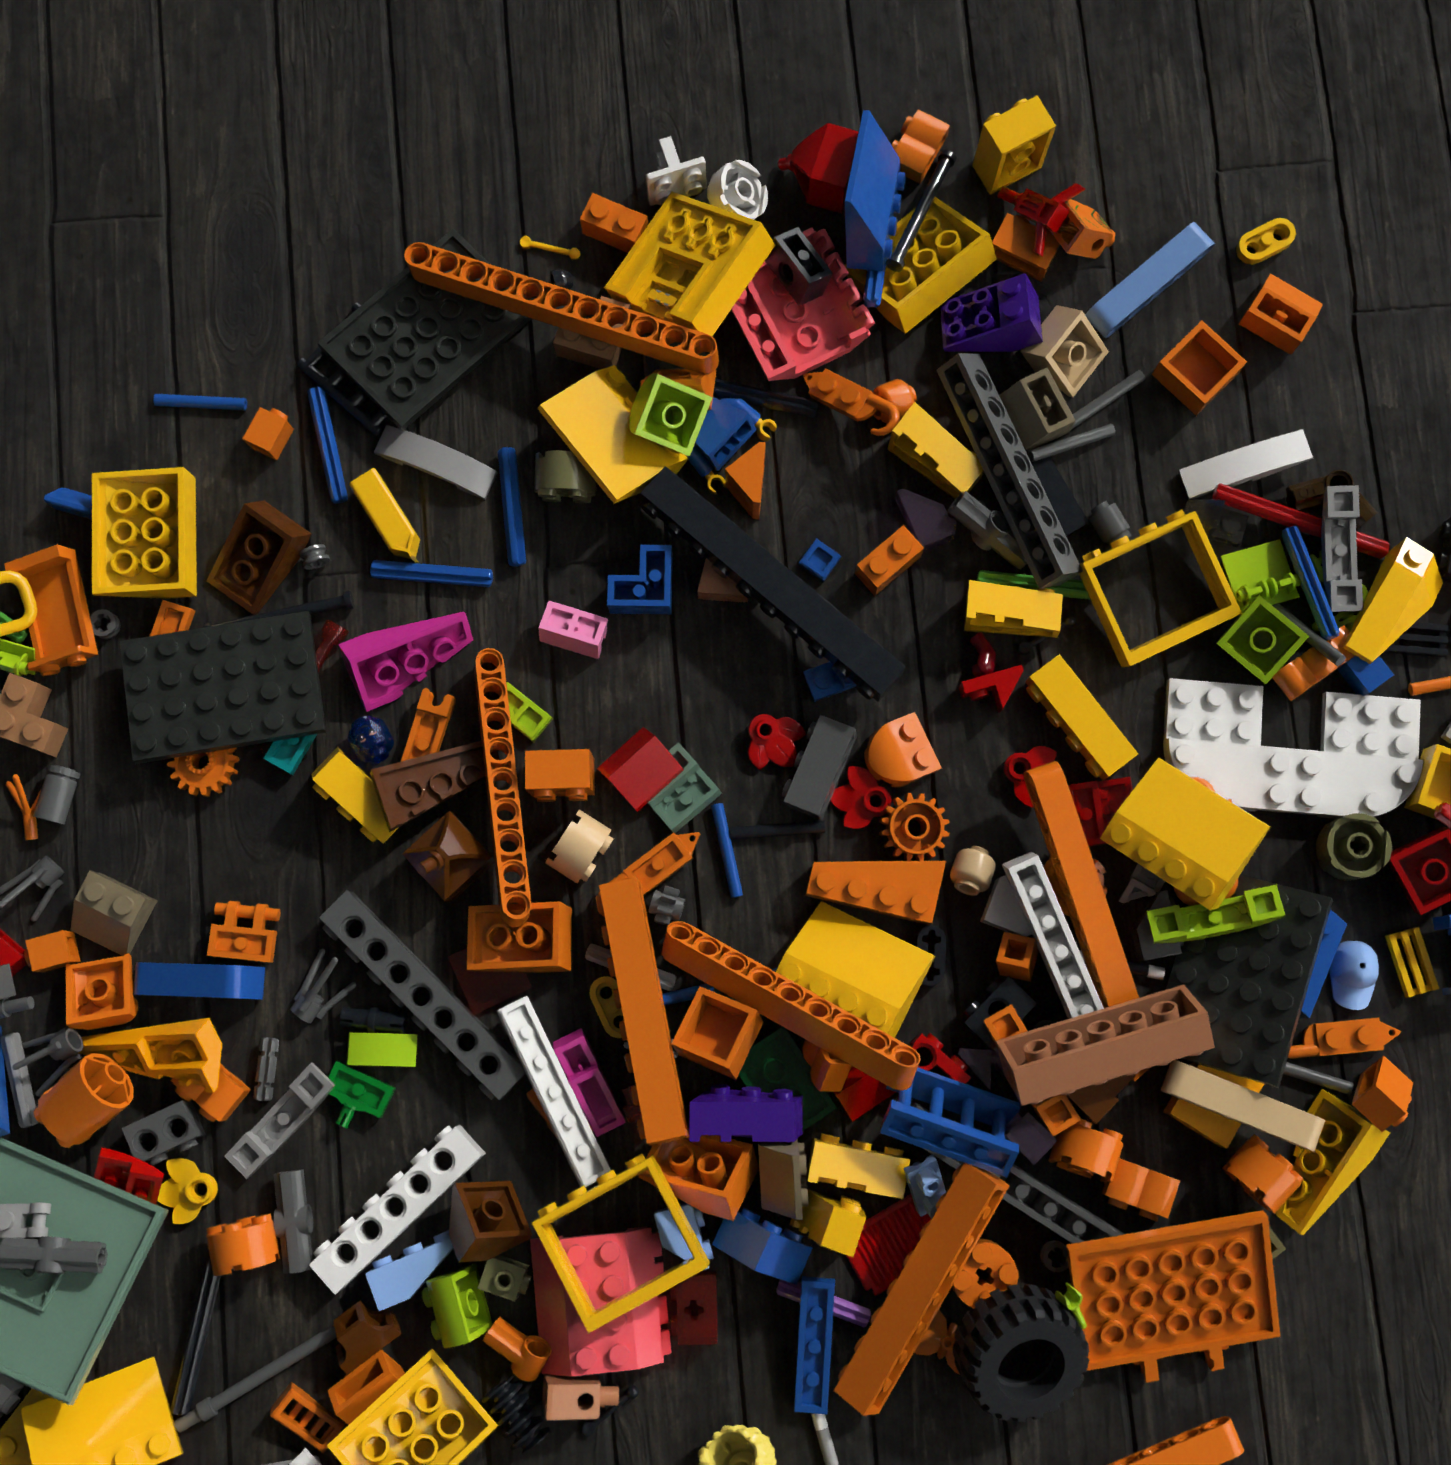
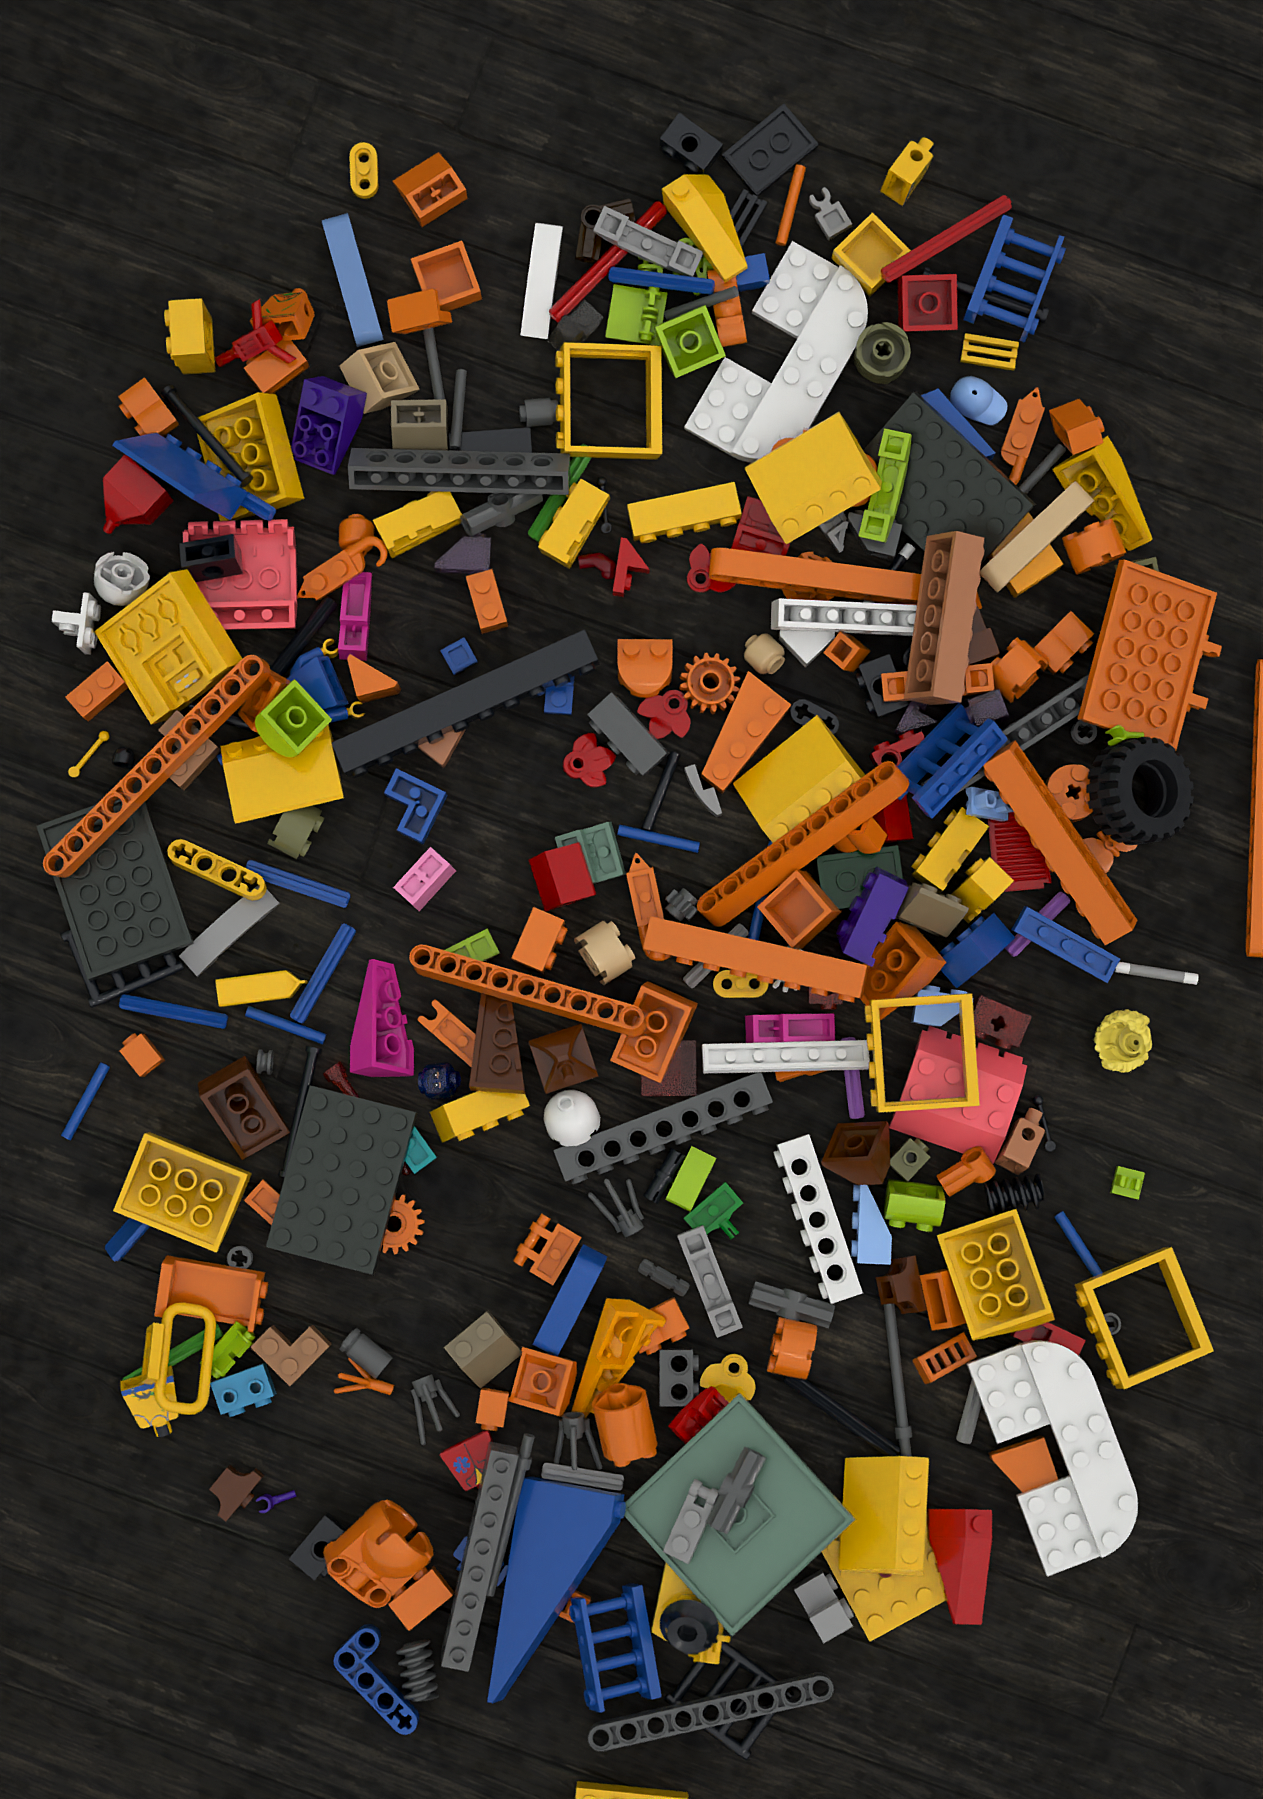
camera: 70 degrees left, 5 degrees up
(362, 556) = (285, 1025): none -> blue piece
(389, 893) = (571, 1117): none -> white cylinder
(488, 420) = (218, 866): none -> yellow beam
(554, 1182) = (854, 1091): none -> medium lavender axle
(794, 880) = (707, 797): none -> light grey slope
(809, 439) = (355, 617): none -> dark pink slope
(1149, 354) = (416, 312): none -> orange panel

